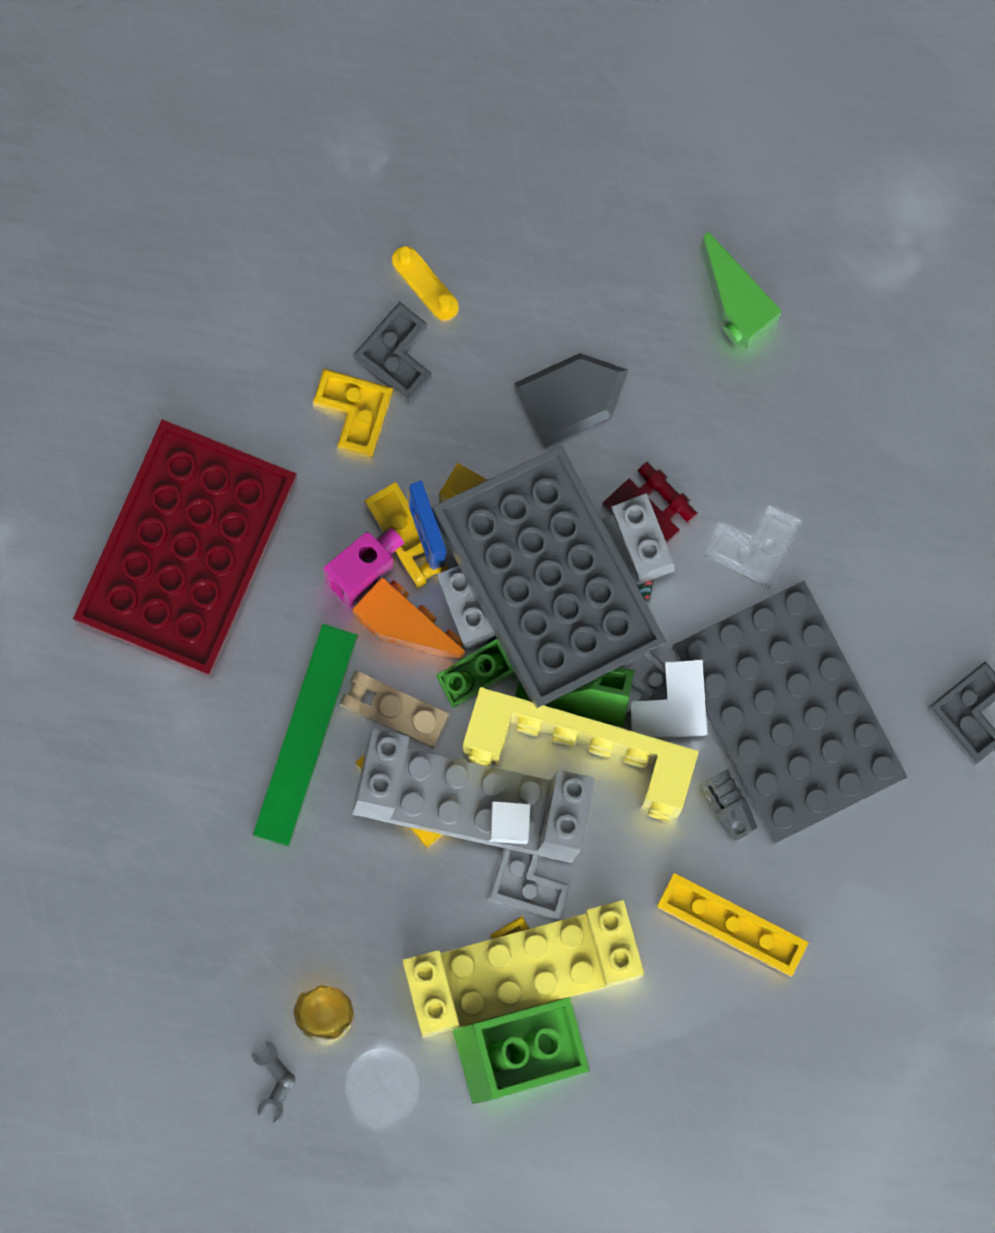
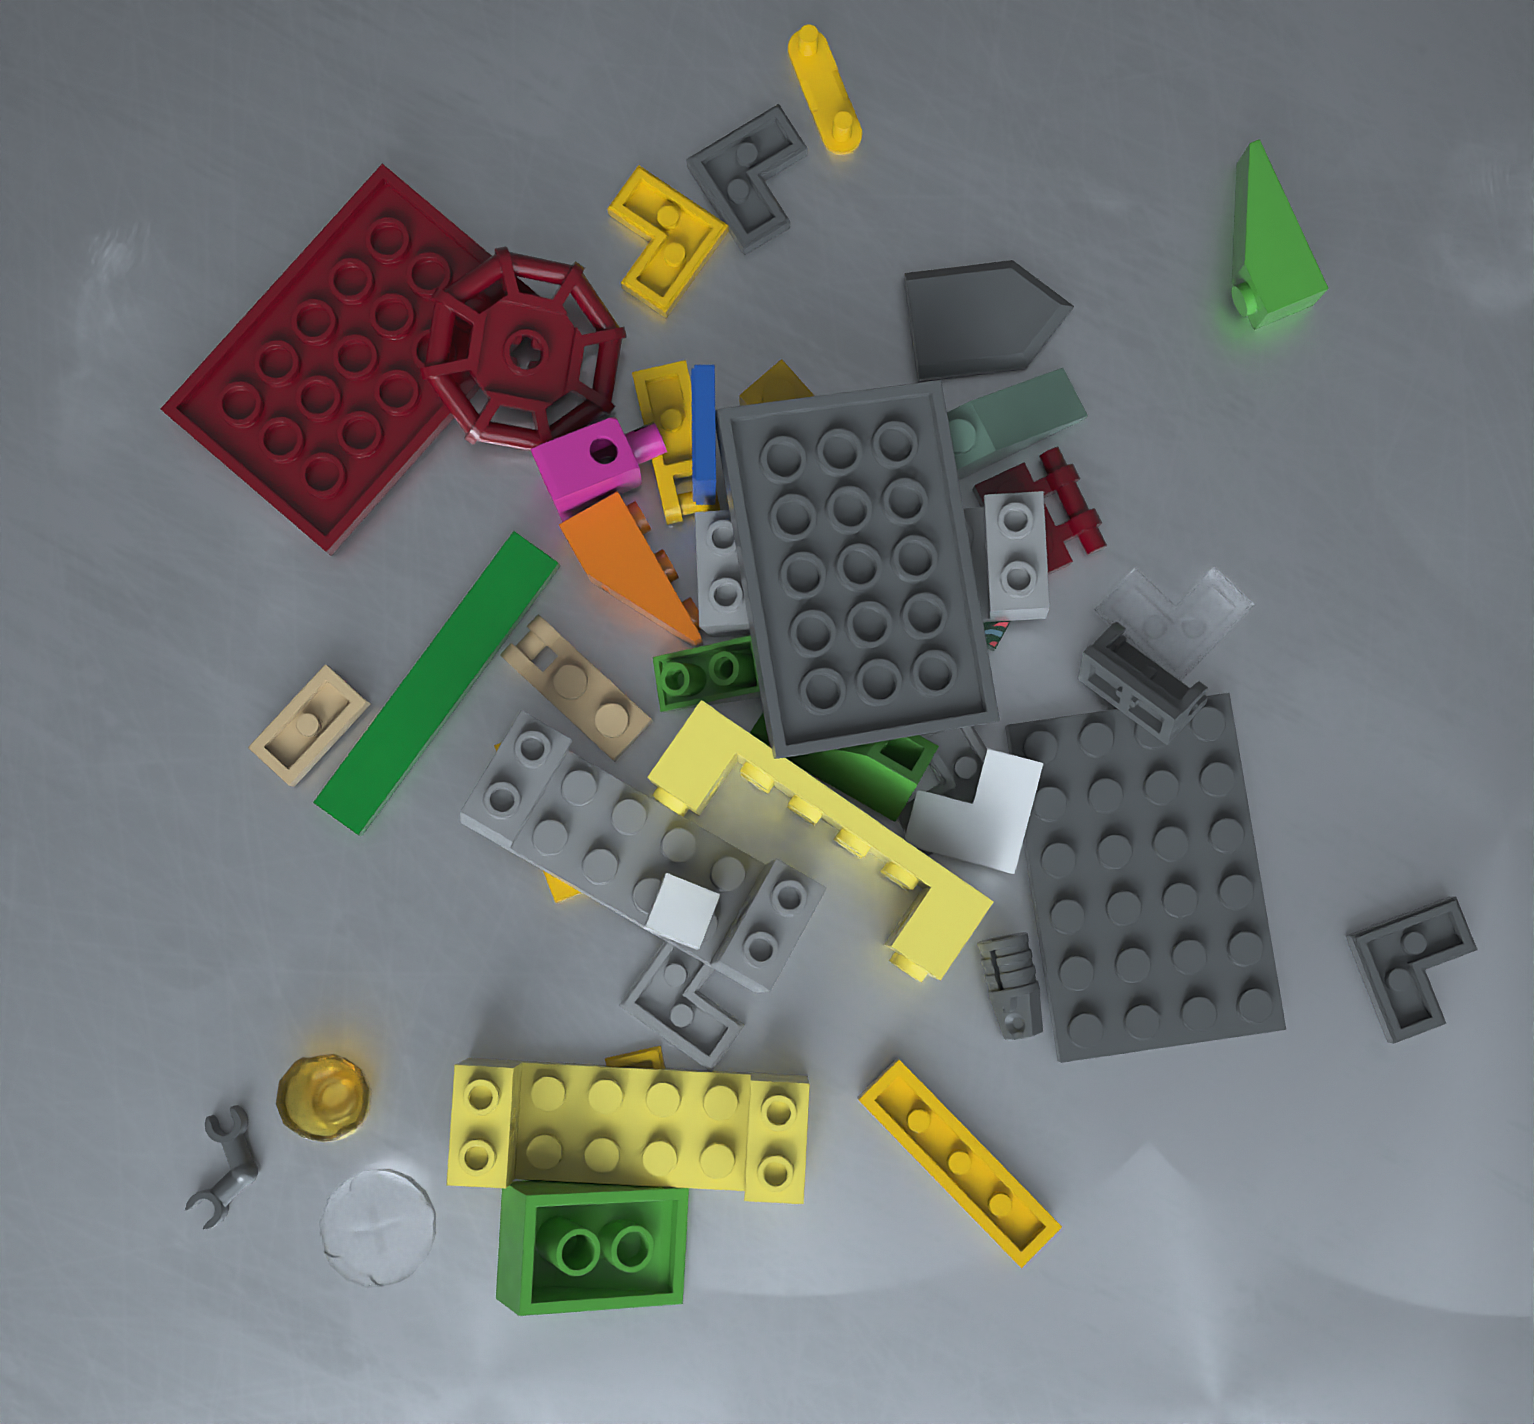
camera: 20 degrees right, 5 degrees up
(234, 787) = (309, 725): none -> tan plate
(279, 525) = (505, 325): none -> dark red plate
(613, 453) = (1012, 420): none -> sand green slope
(746, 593) = (1139, 685): none -> dark grey hinge

